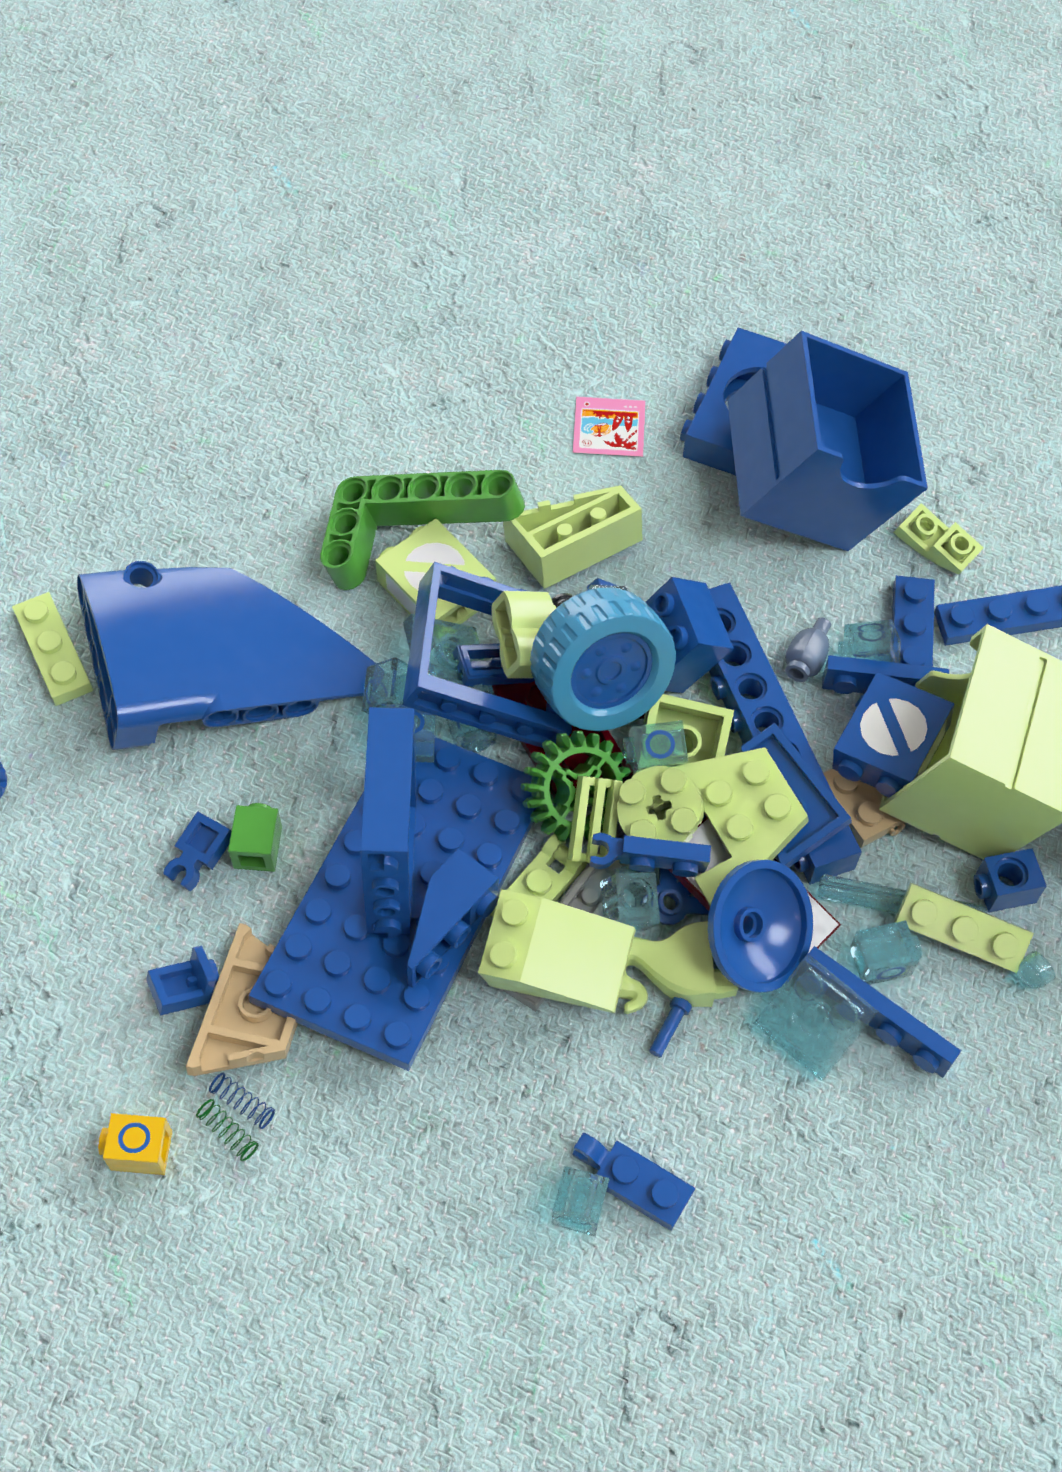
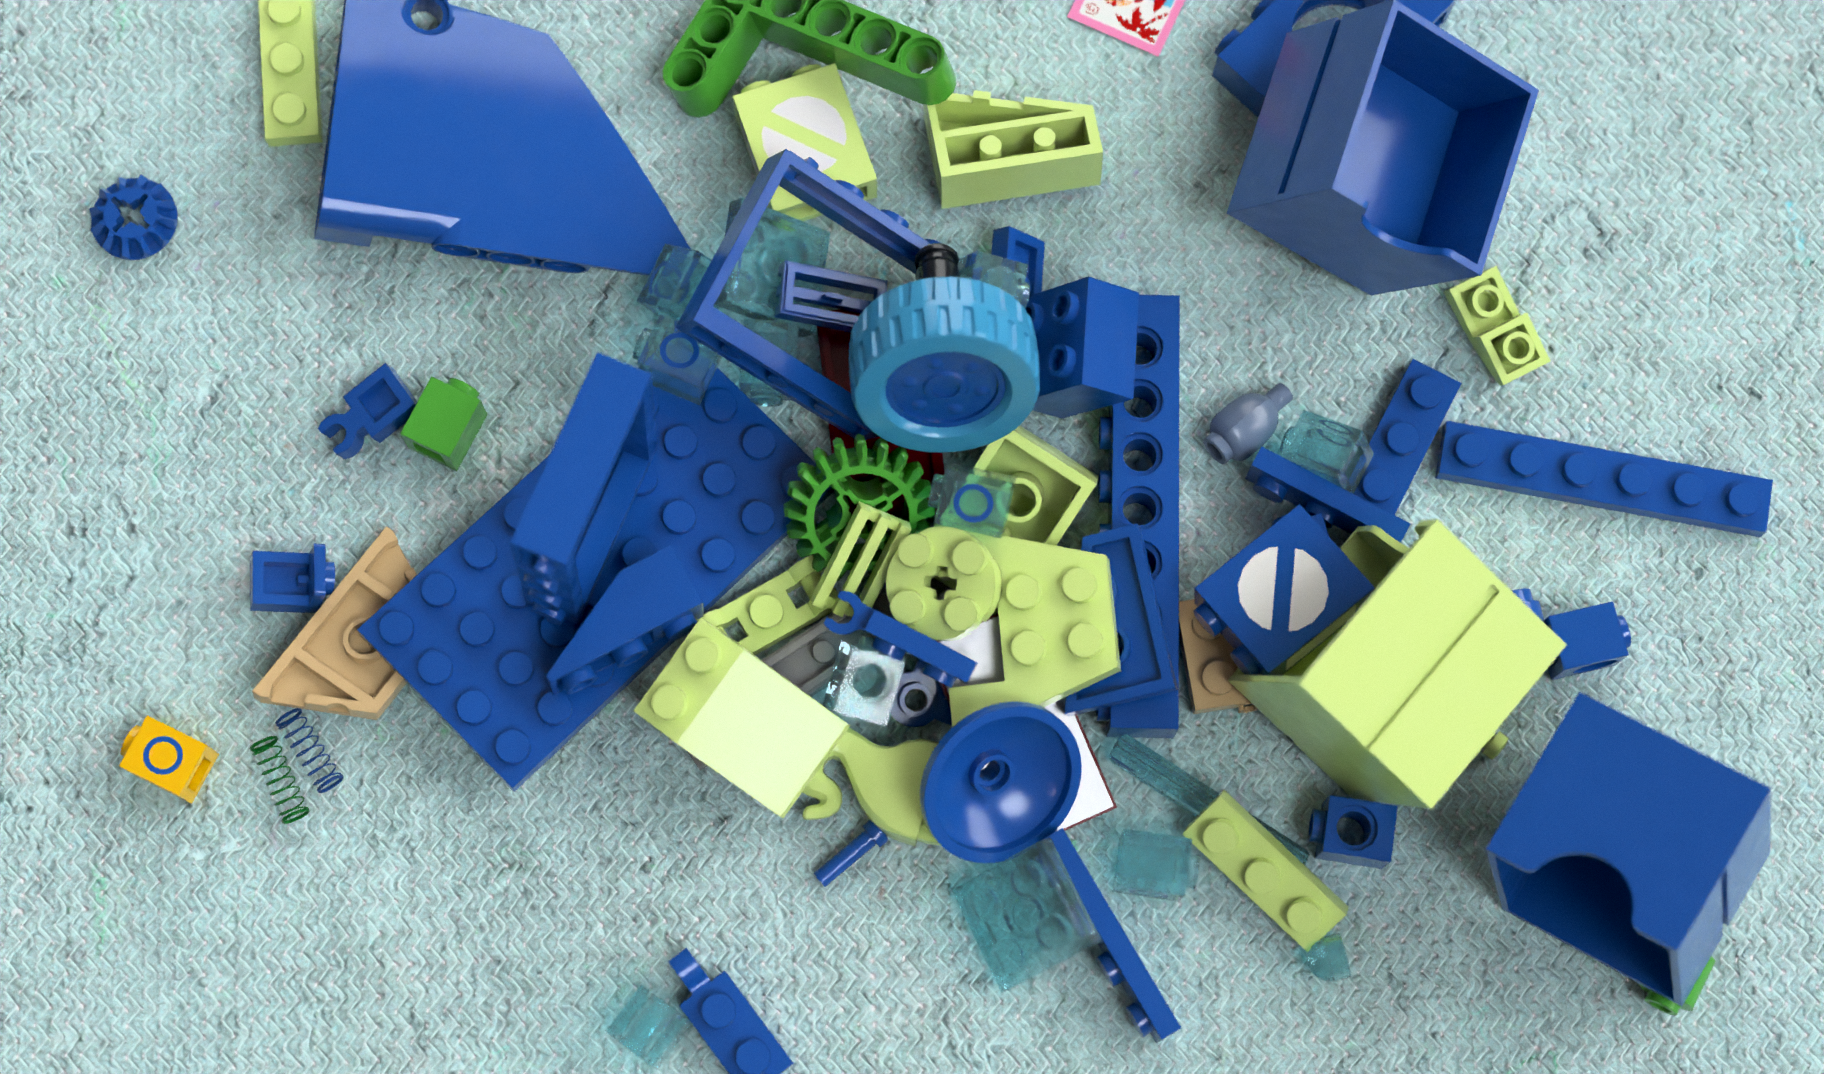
camera: 20 degrees right, 15 degrees up
(516, 623) = (864, 268): yellowish green brick -> none

